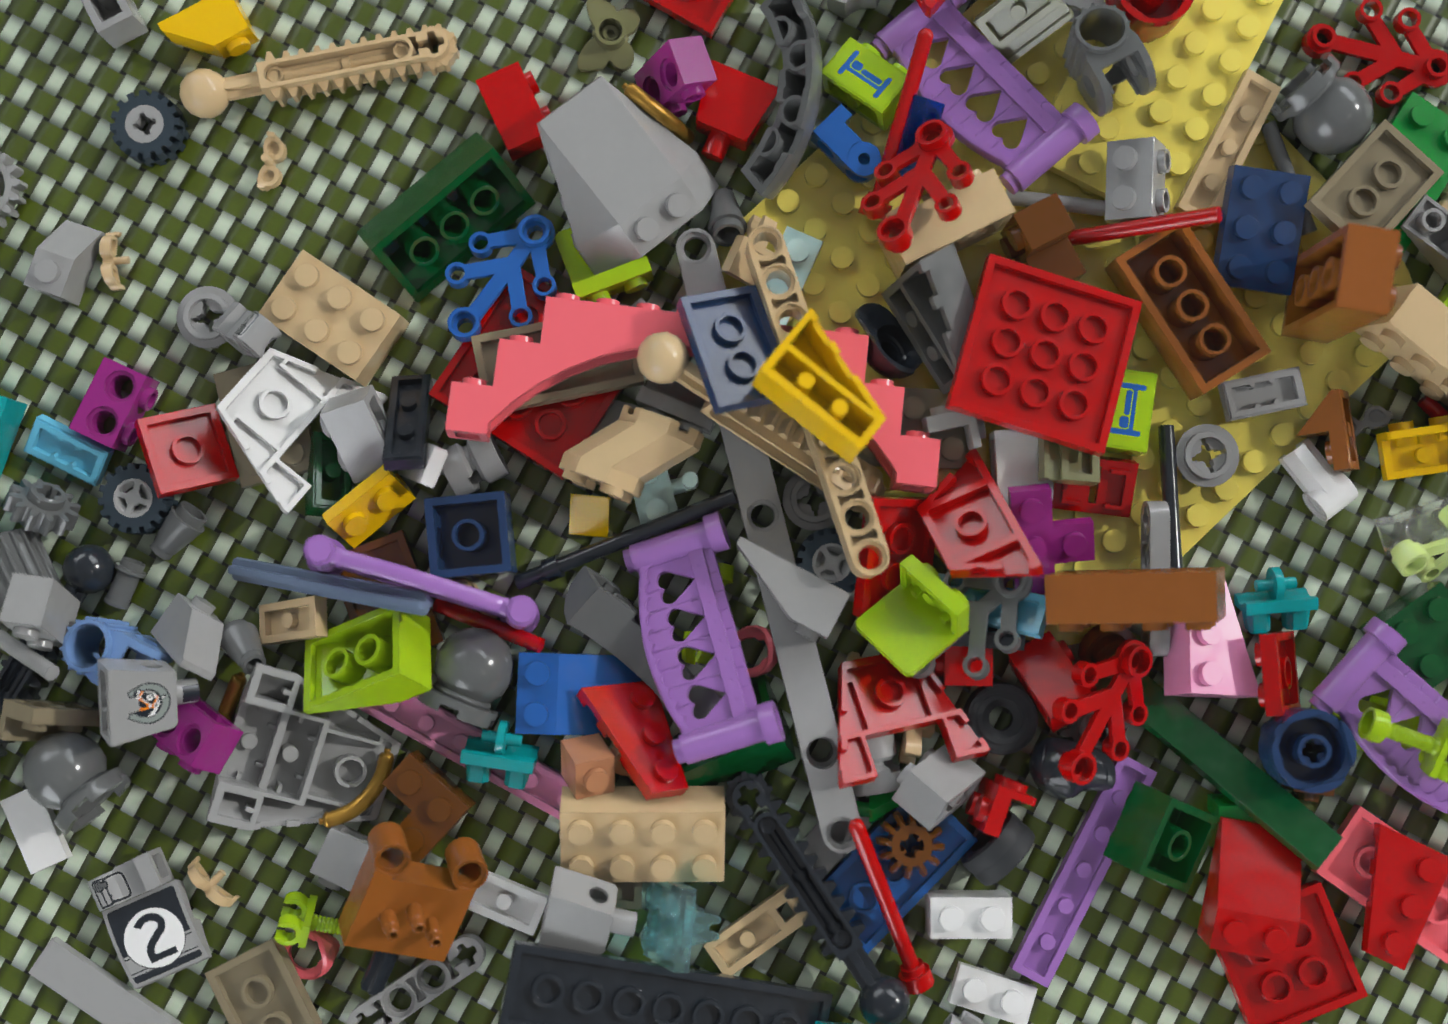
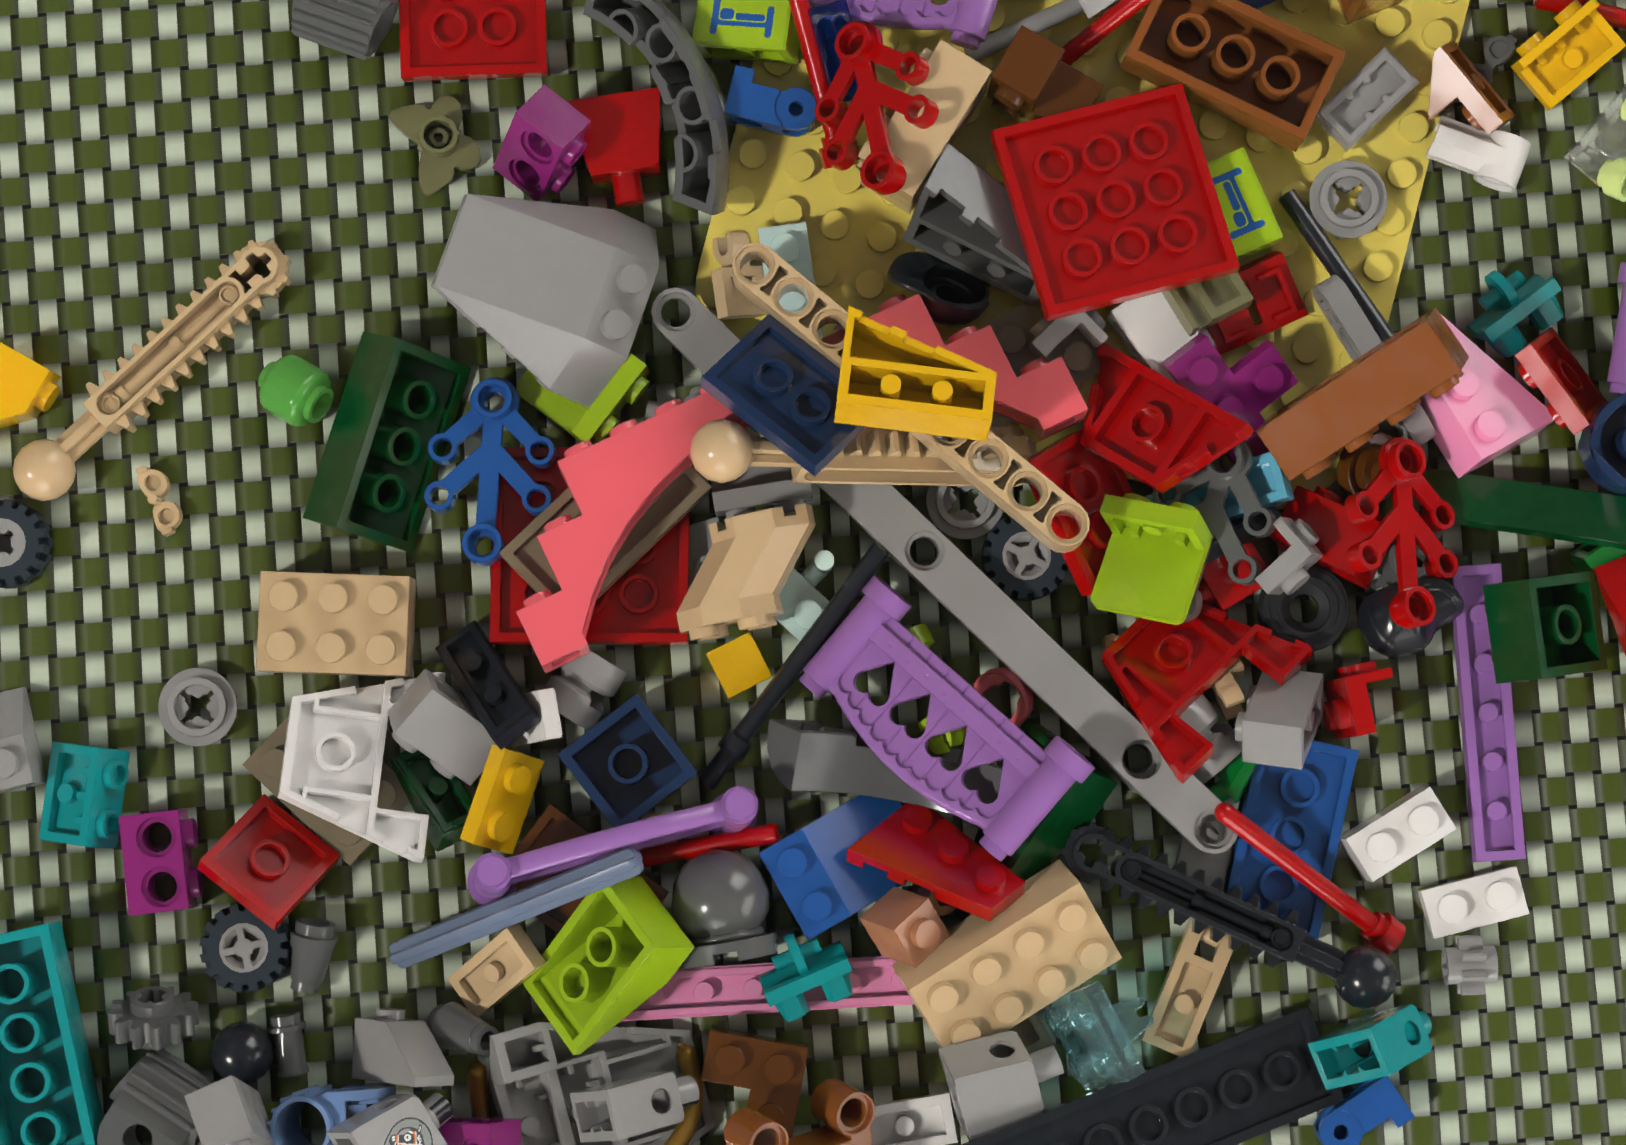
camera: 35 degrees left, 0 degrees up
(68, 450) = (139, 941): medium azure plate -> none
(95, 329) = (84, 795): none -> teal bracket
(108, 253) = (53, 712): tan piece -> none
(246, 330) = (253, 694): light grey leg -> none
(323, 772) = (632, 1106): none -> light grey torso
(406, 144) = (295, 391): none -> bright green head
(514, 108) = (389, 281): red brick -> none
(658, 112) = (546, 192): pearl gold piece -> none
(725, 218) = (686, 260): dark grey cone -> none
(800, 594) = (1016, 608): light grey slope -> none
(897, 852) = (1305, 803): reddish brown gear -> none
(996, 857) = (1388, 752): black tyre -> none
(1008, 686) = (1291, 567): none -> light grey bracket

